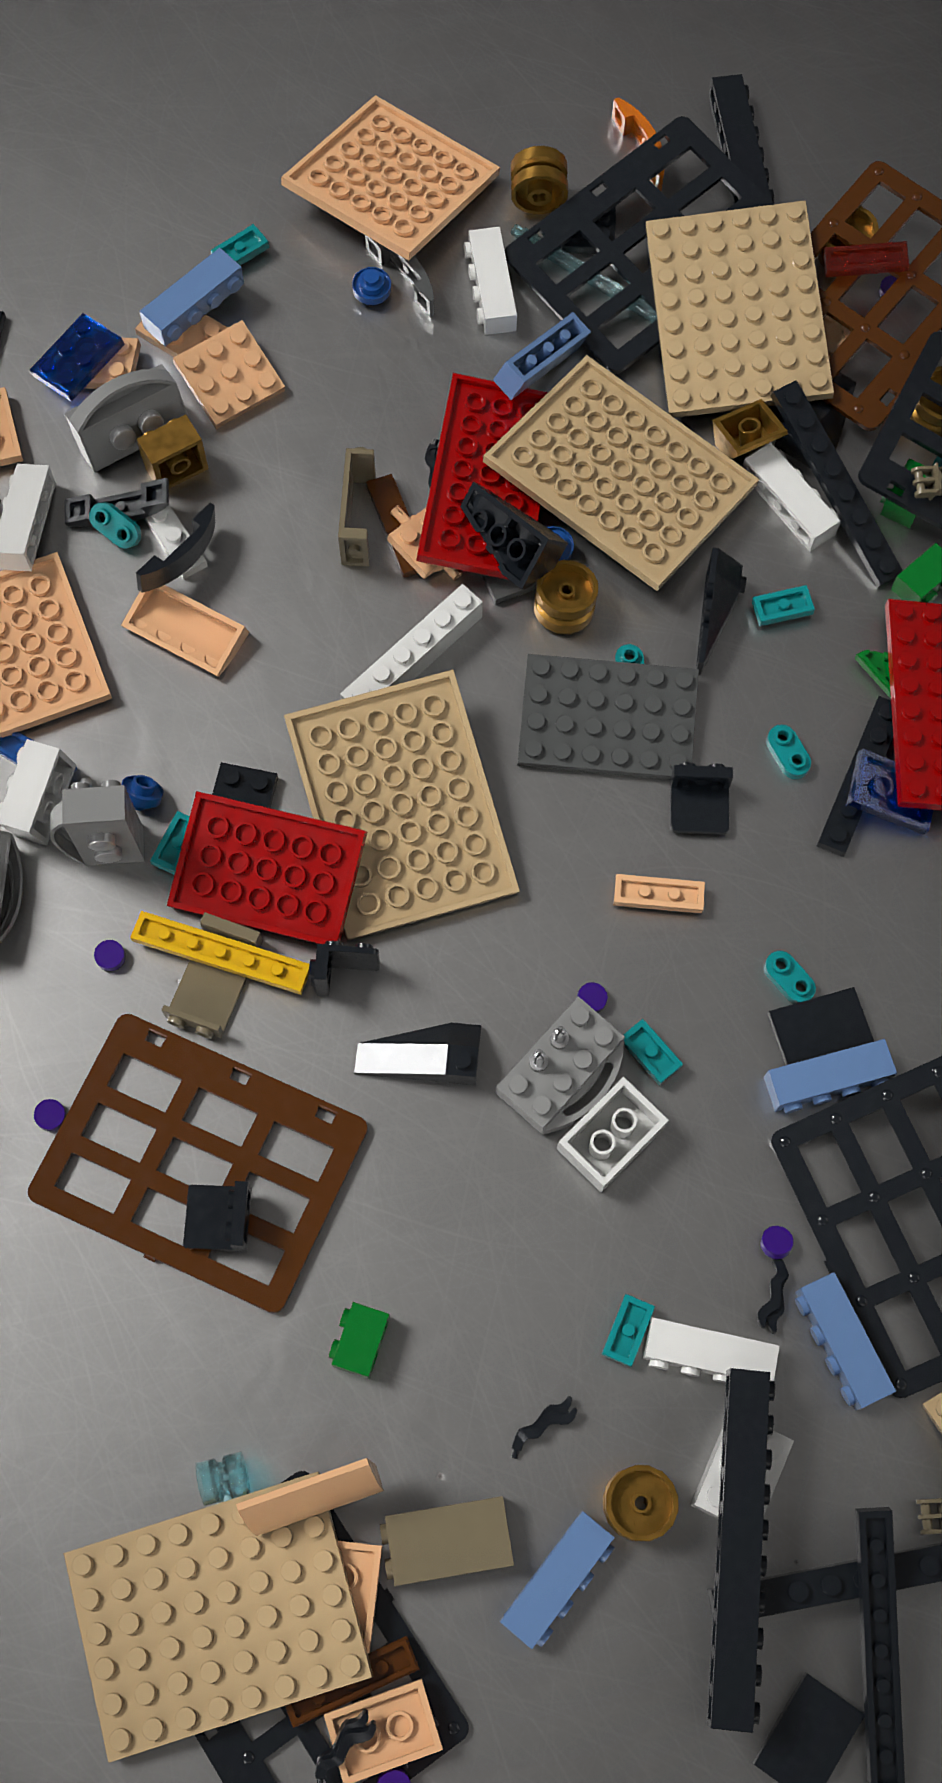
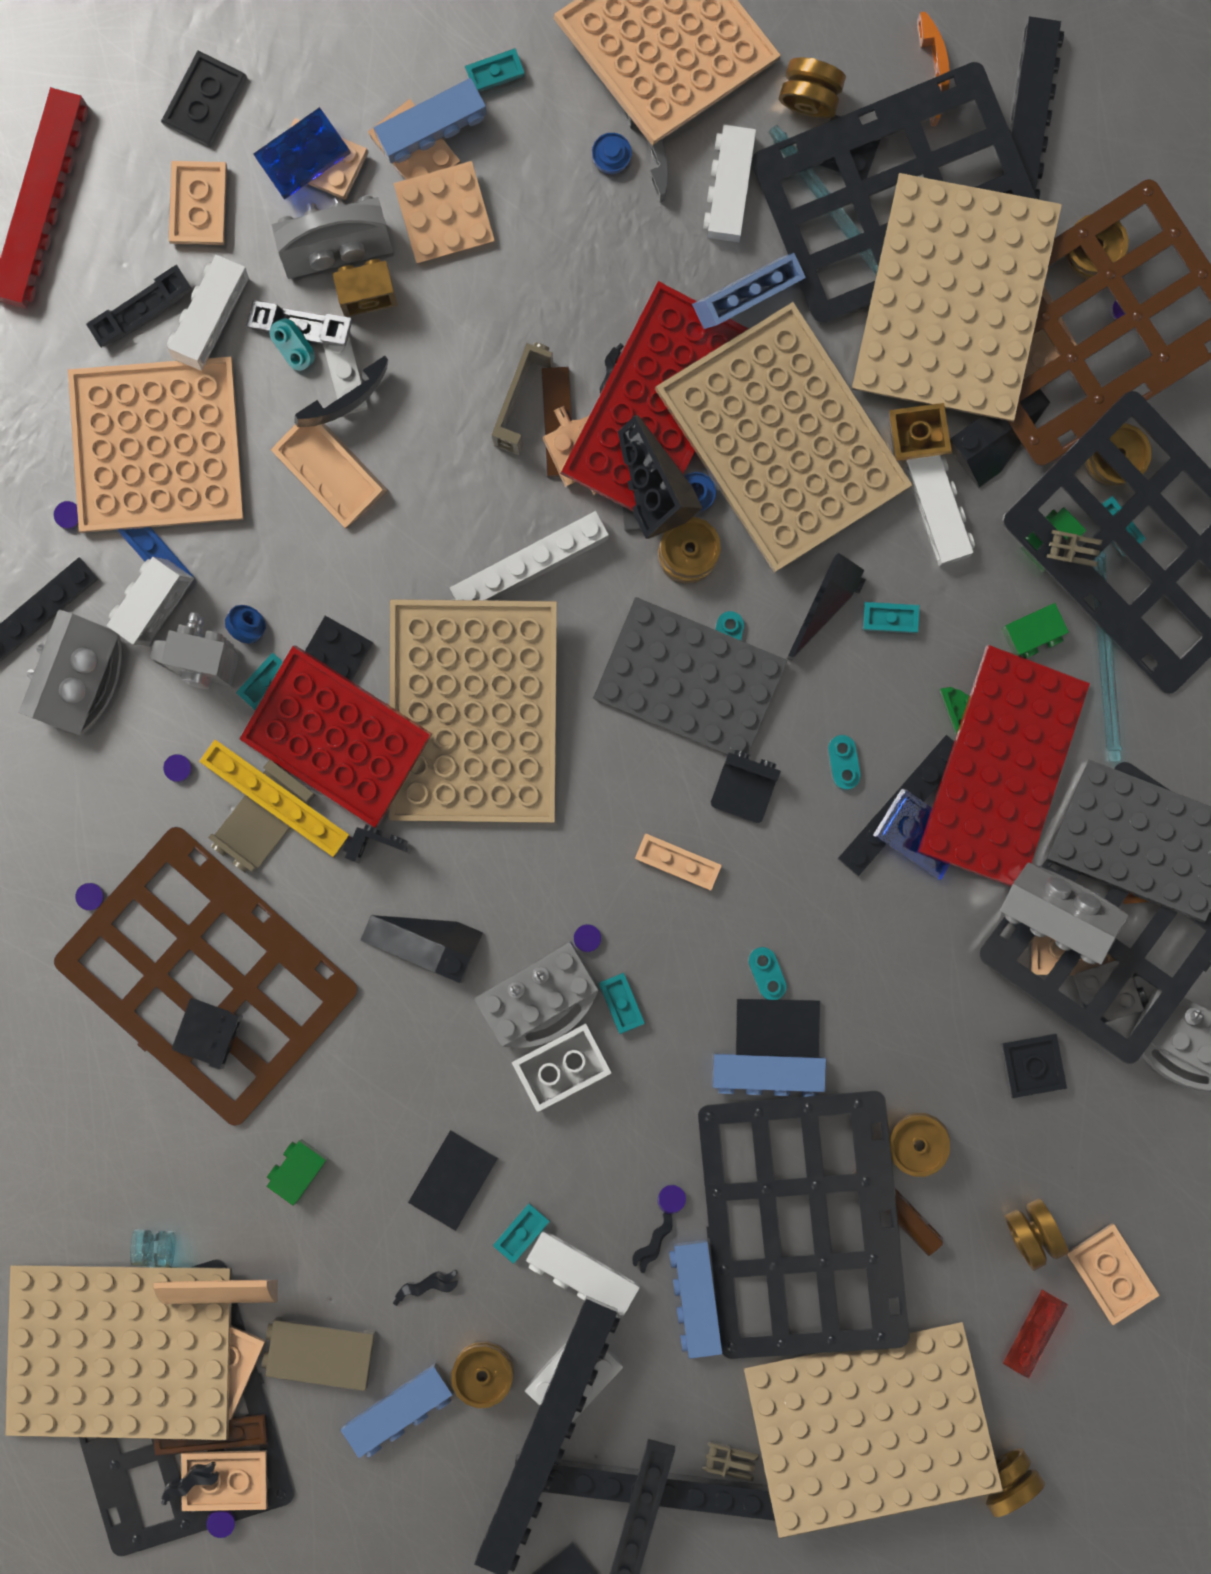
camera: 20 degrees right, 15 degrees up
(534, 1297) = (453, 1180): none -> black tile
(836, 483) = (983, 512): black plate -> none
(866, 259) = (1097, 288): clear red plate -> none

